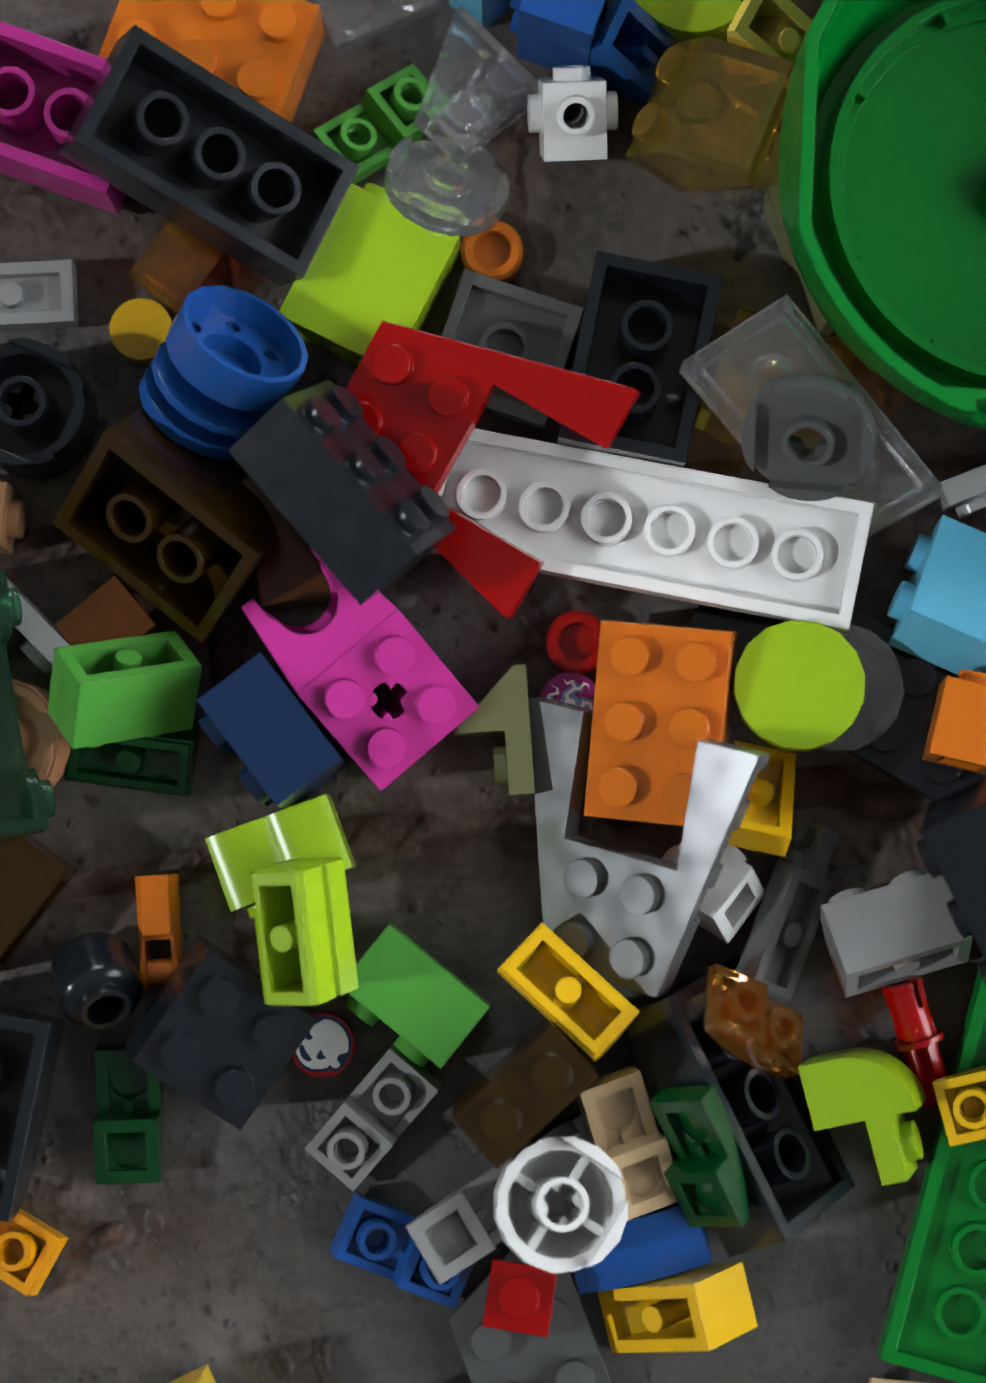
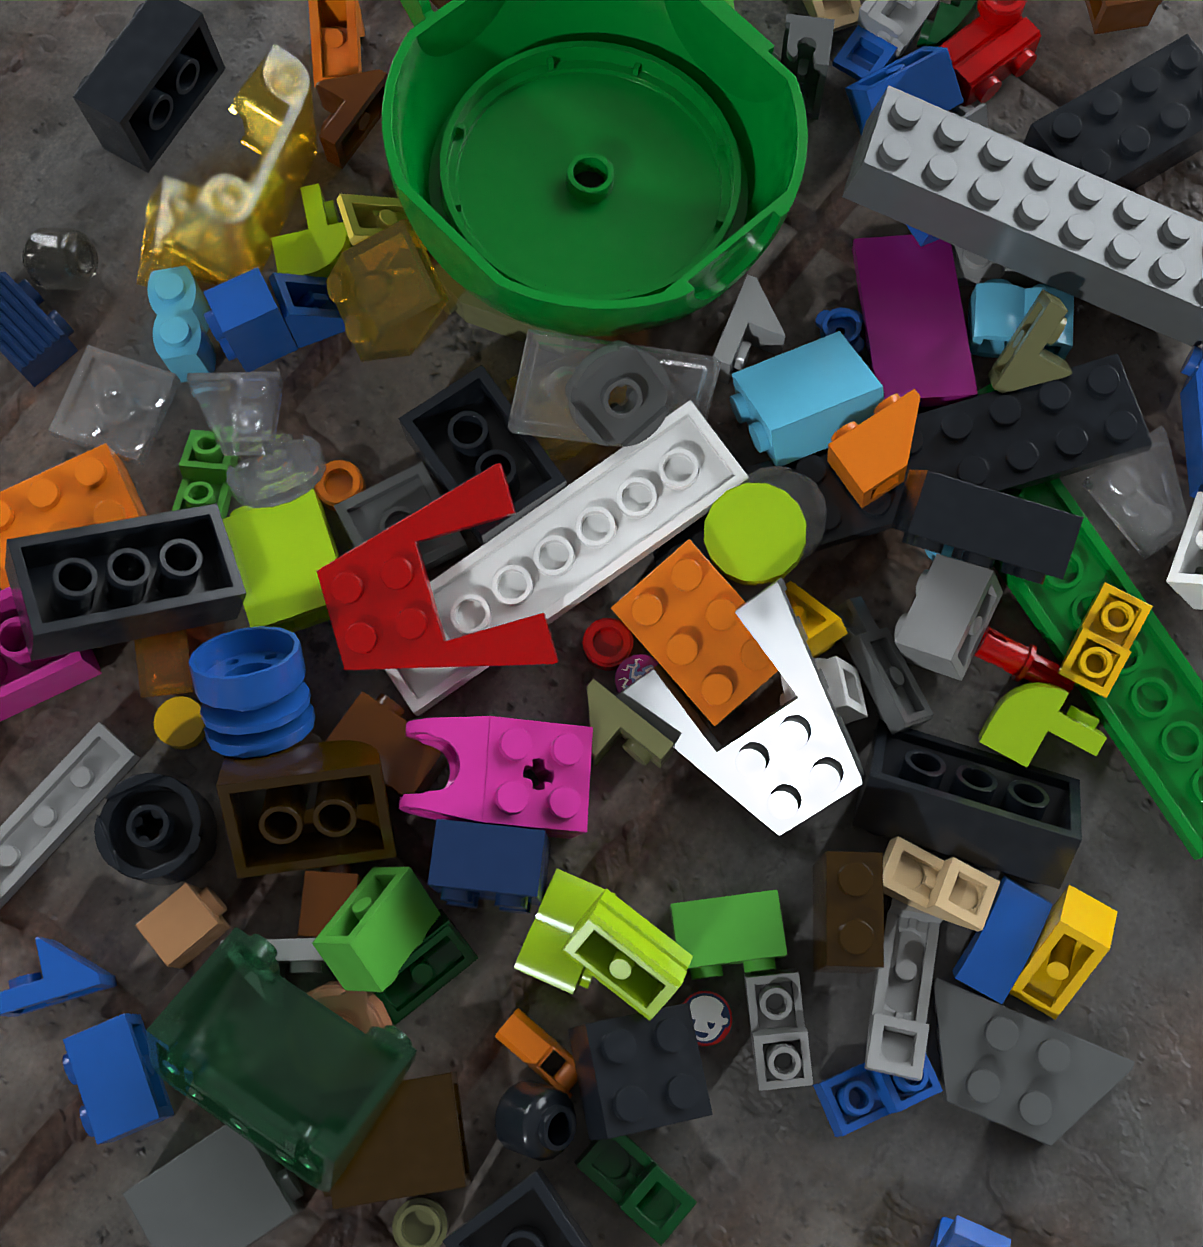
camera: 40 degrees left, 10 degrees down
(343, 488) = (389, 677): black brick -> none
(520, 1298) = (973, 1040): red plate -> none
(560, 1204) = (938, 955): white cylinder -> none
(568, 992) = (809, 831): yellow brick -> none
(587, 134) = (324, 359): white brick -> none
(707, 1162) = (991, 845): dark green slope -> none
(751, 1024) = (930, 745): clear orange slope -> none

